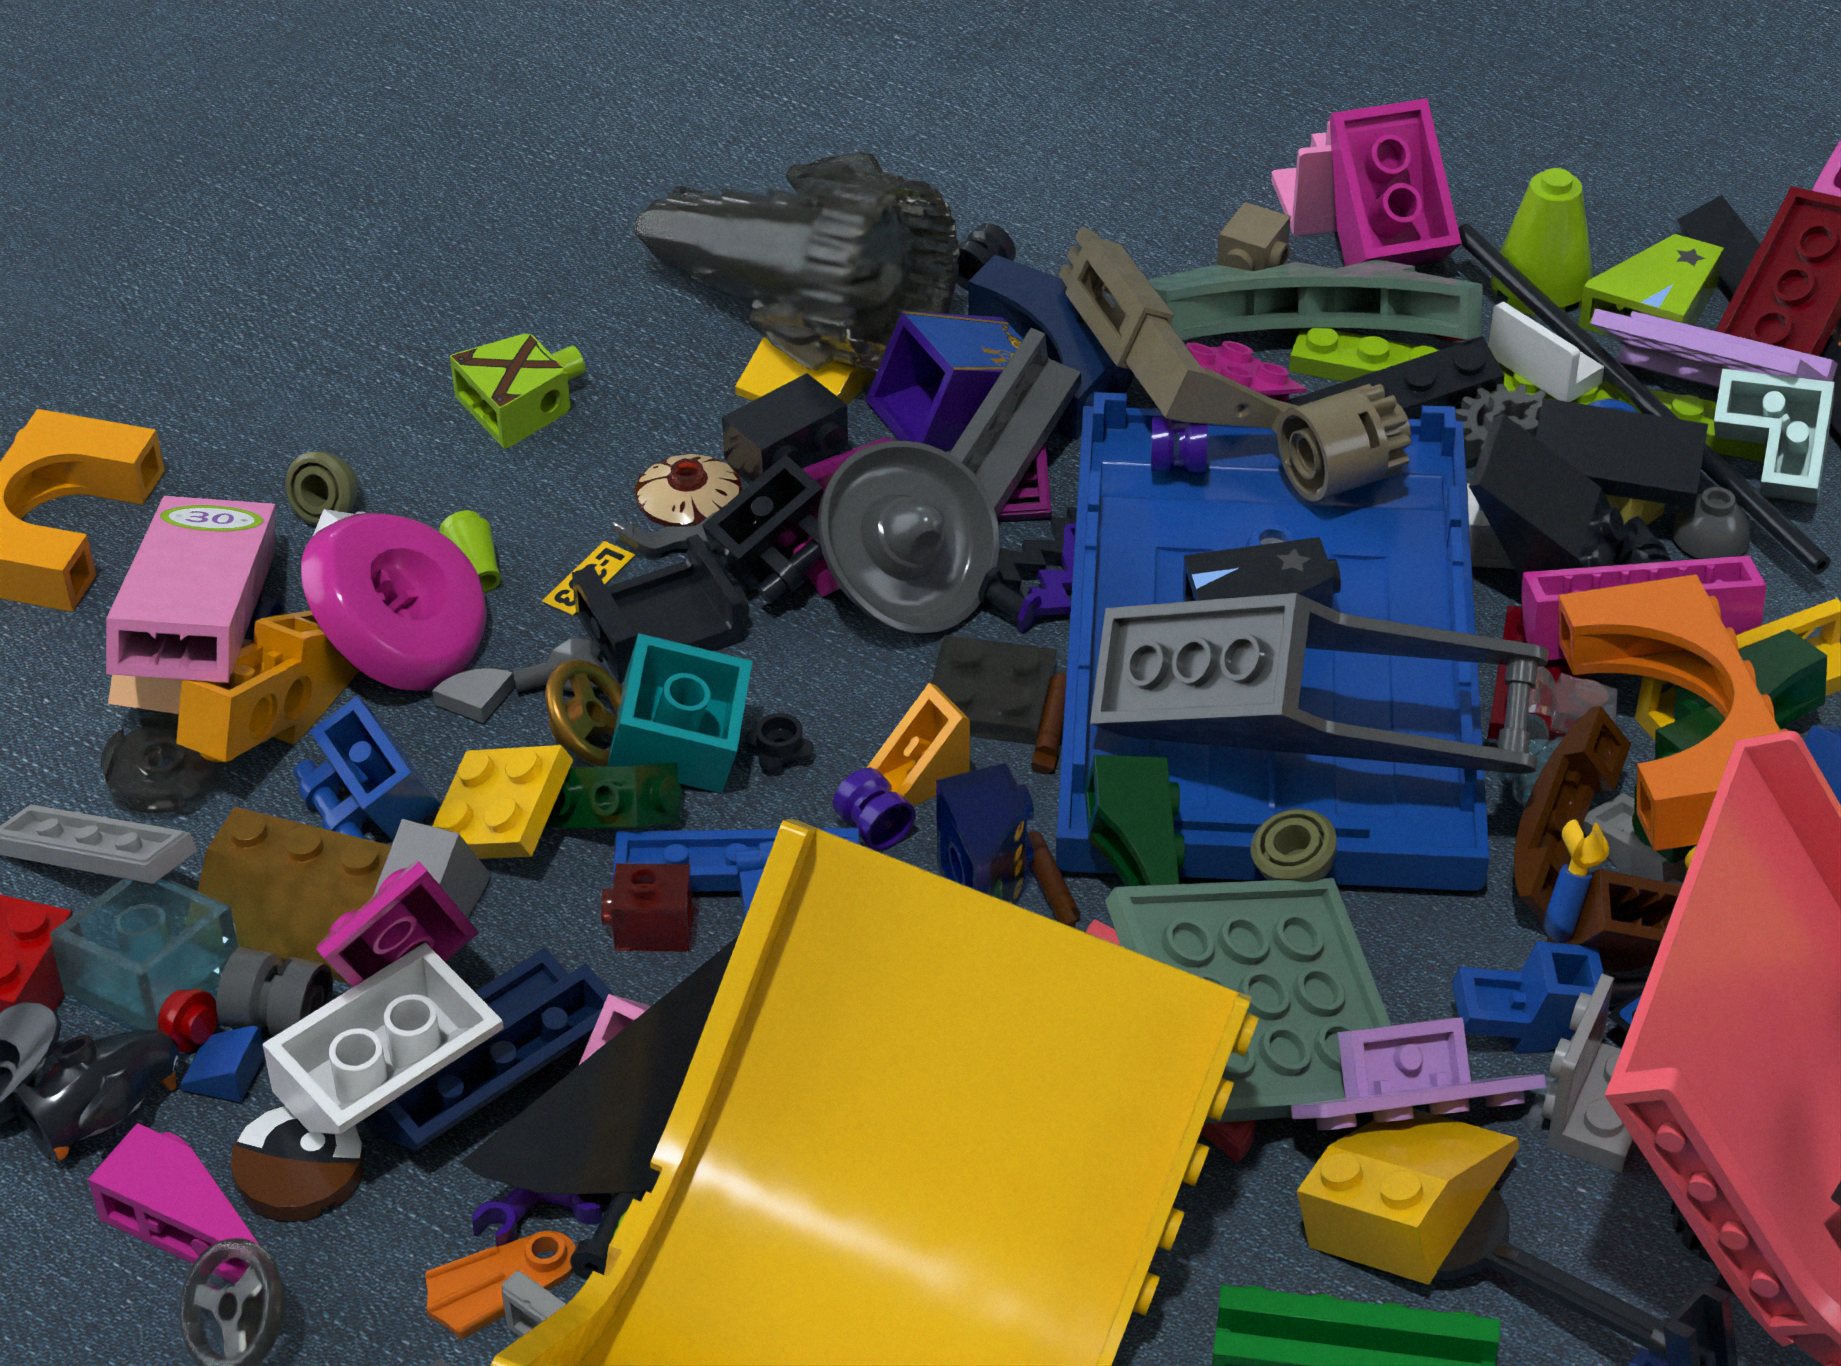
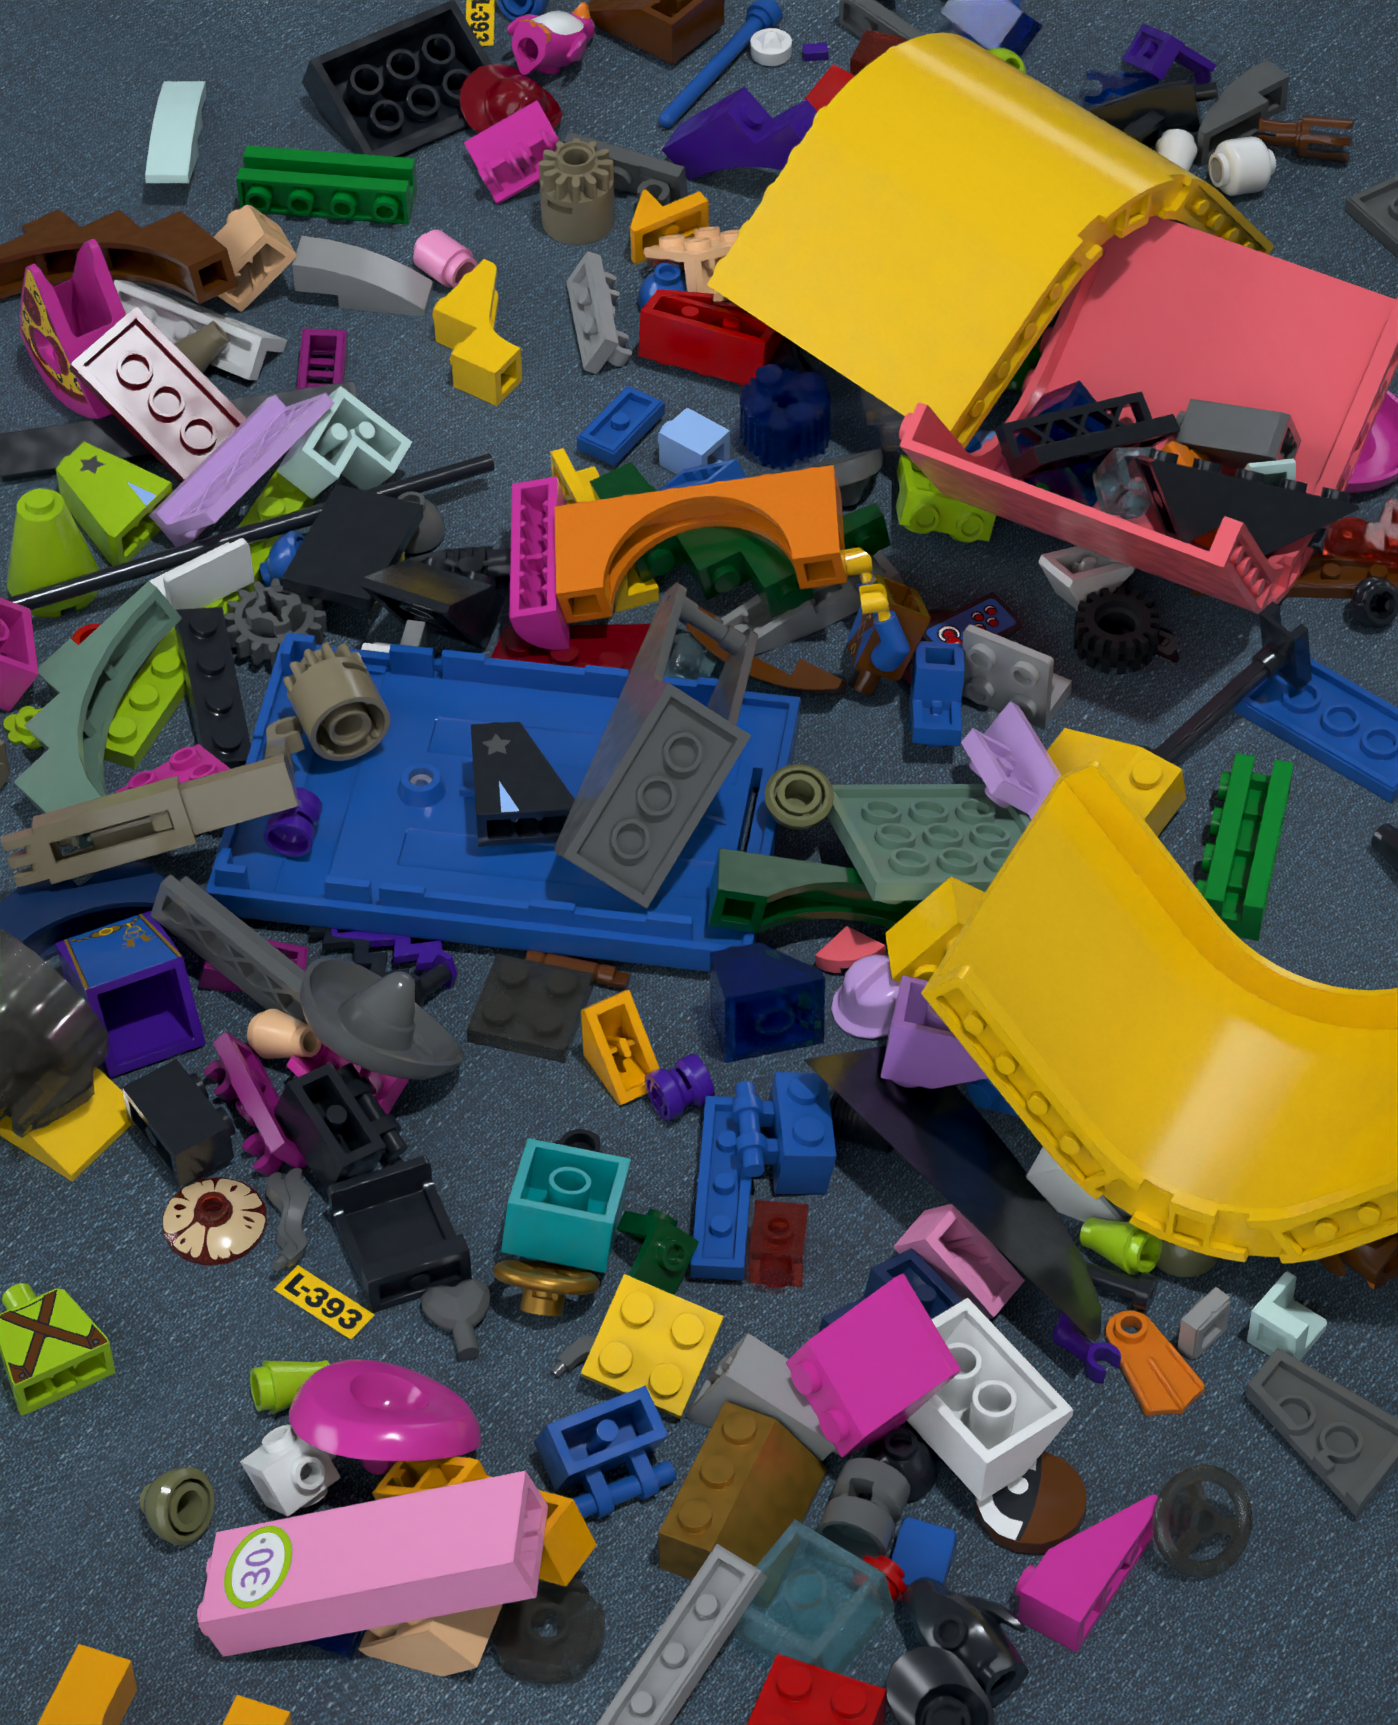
camera: 85 degrees left, 5 degrees up
(474, 692) = (481, 1383): light grey tile -> none
(1569, 698) = (625, 630): clear plate -> none

